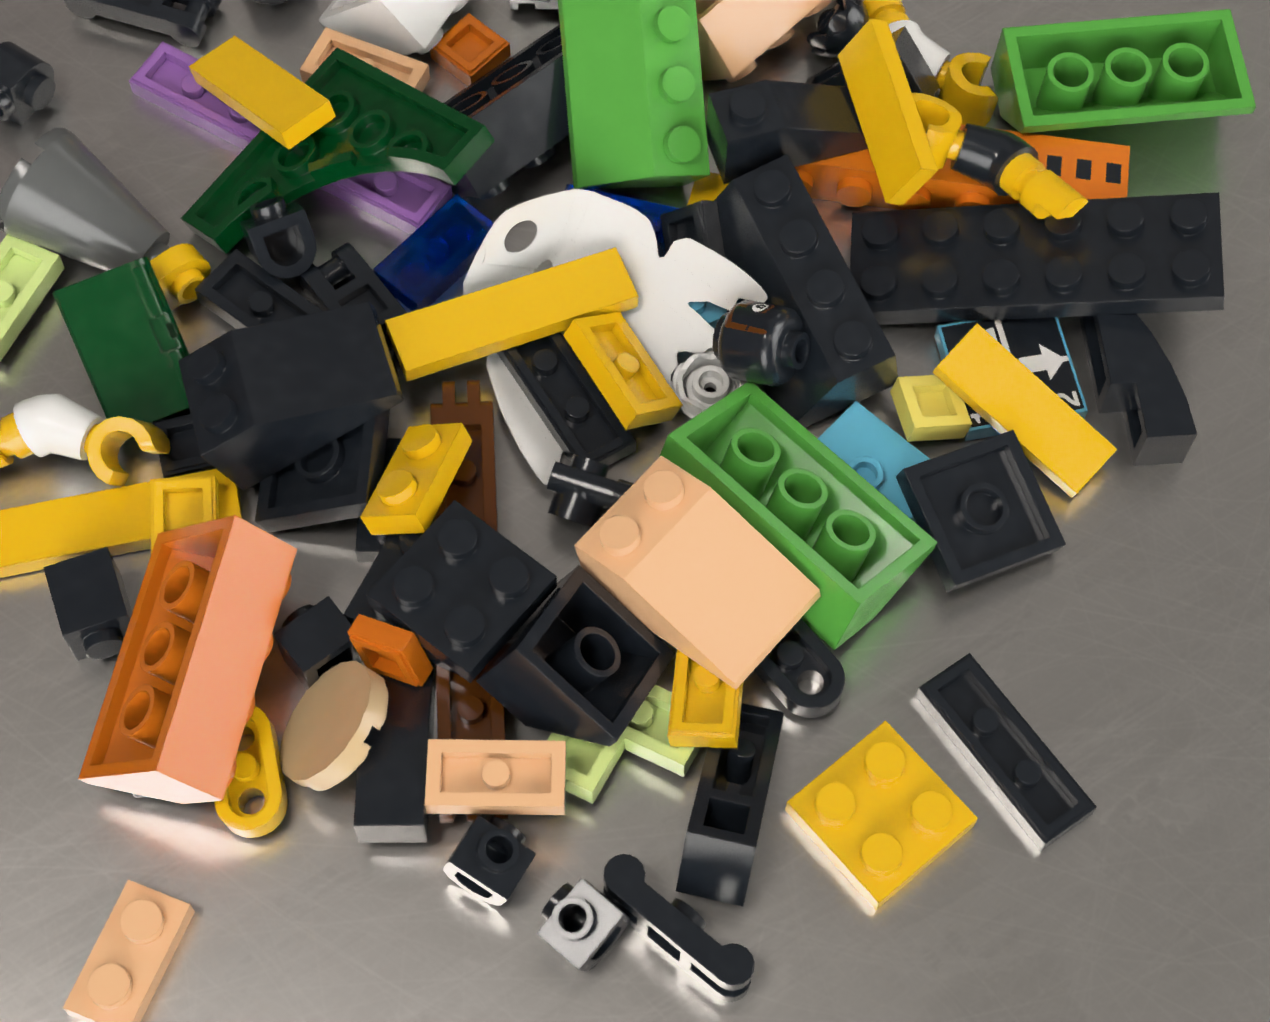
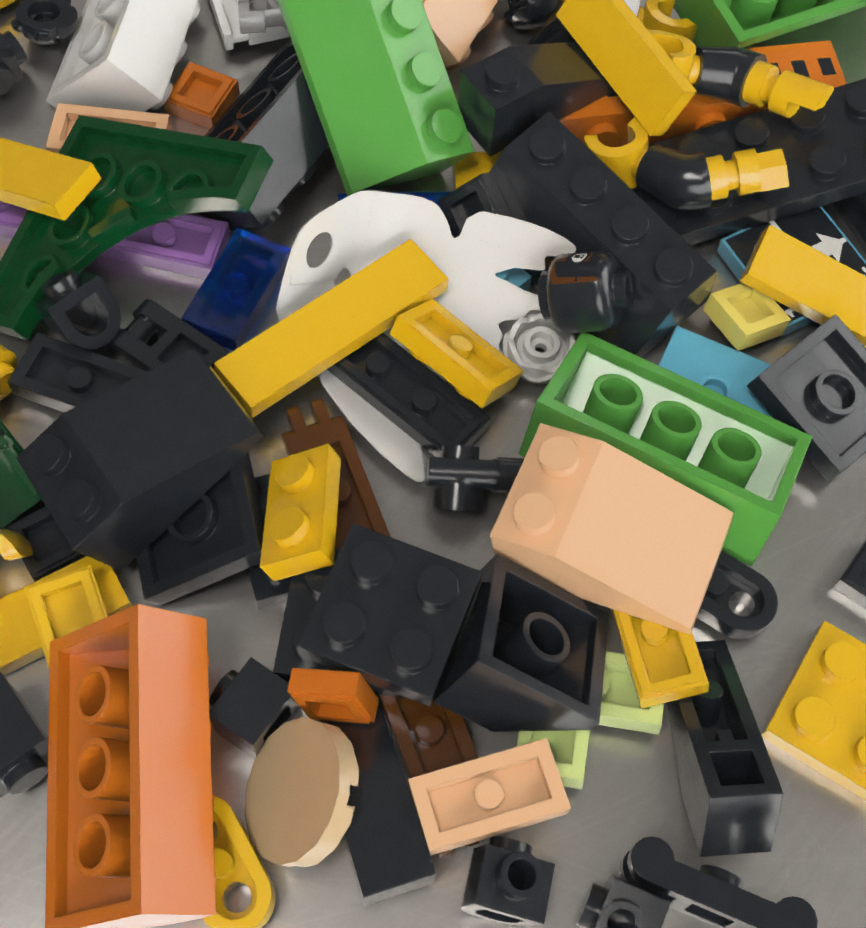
camera: 20 degrees left, 0 degrees up
(908, 255) = (689, 179): none -> piece

